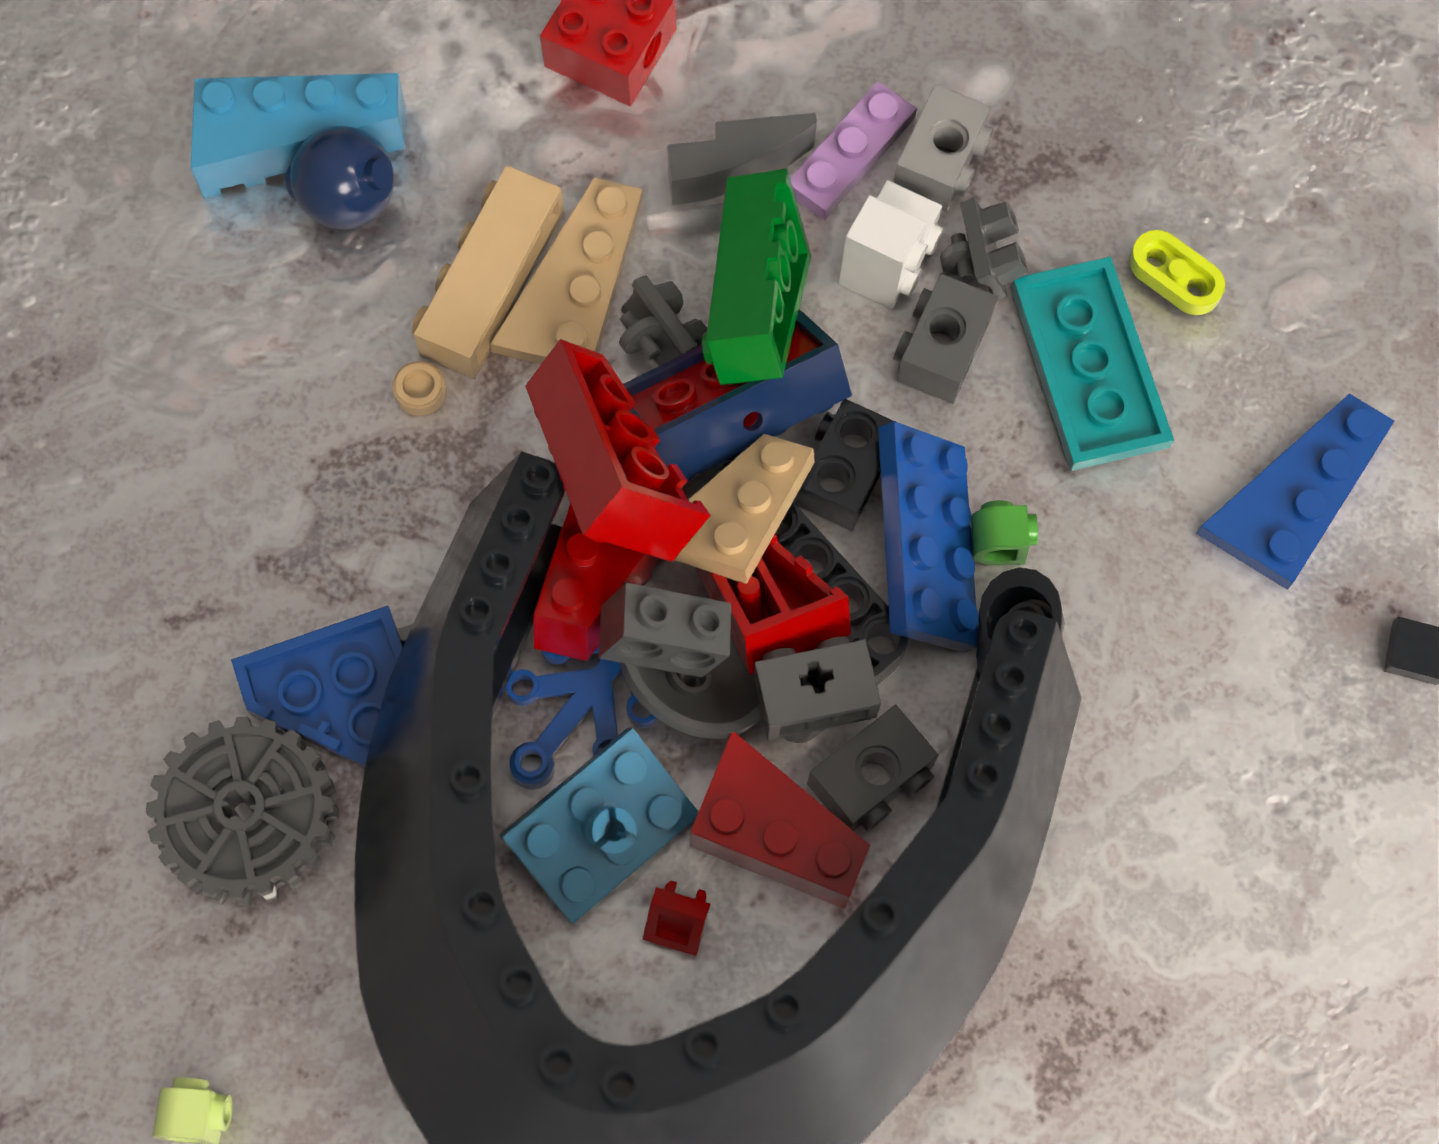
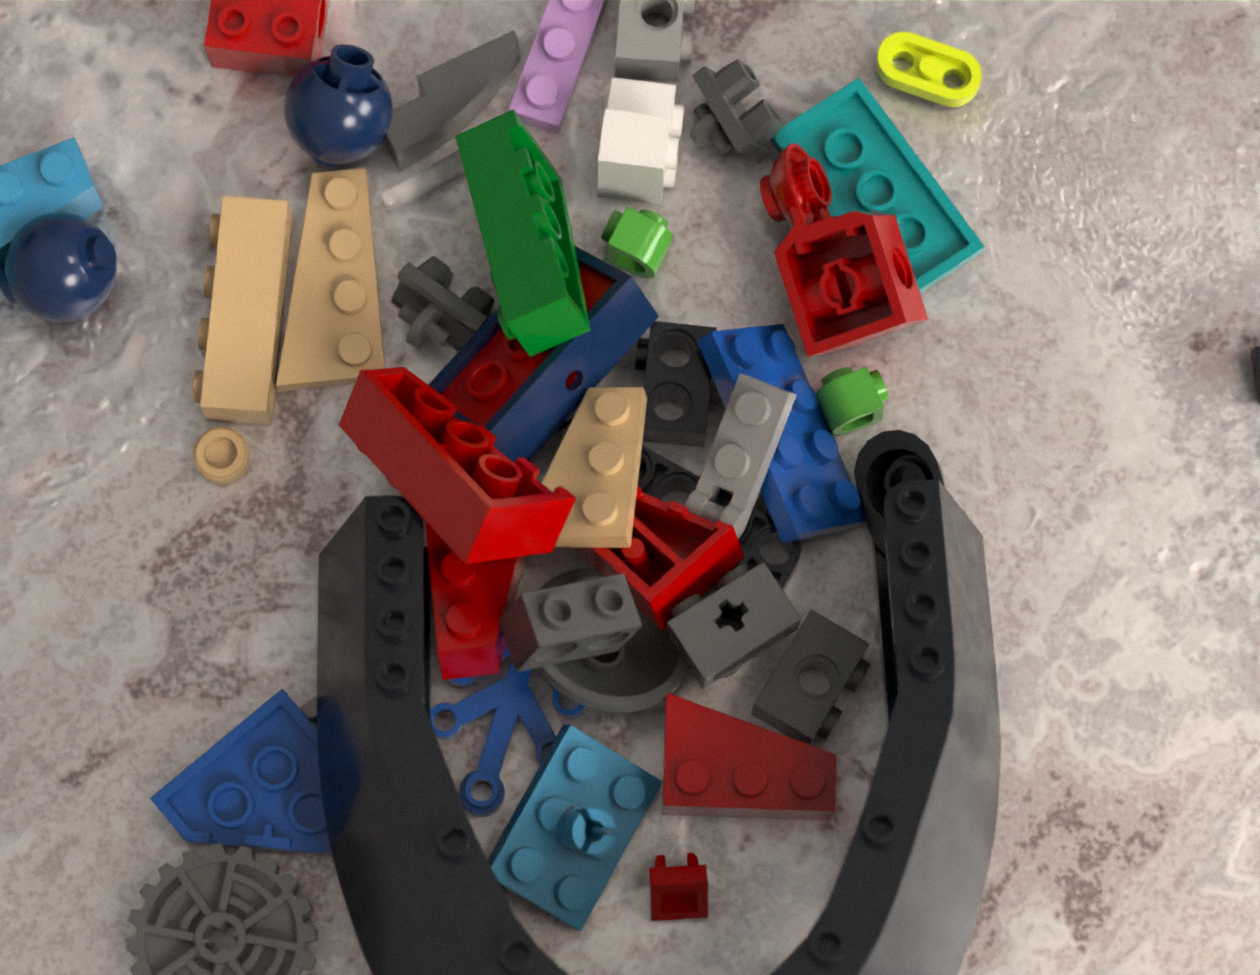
camera: 20 degrees left, 5 degrees up
(636, 125) = (338, 107): none -> dark blue brick
(858, 329) = (637, 241): none -> bright green plate
(882, 535) = (742, 451): none -> light grey plate
(942, 366) = (729, 251): dark grey brick -> none
(1033, 410) = (842, 272): none -> red brick
(1294, 499) = (1120, 262): blue wing -> none

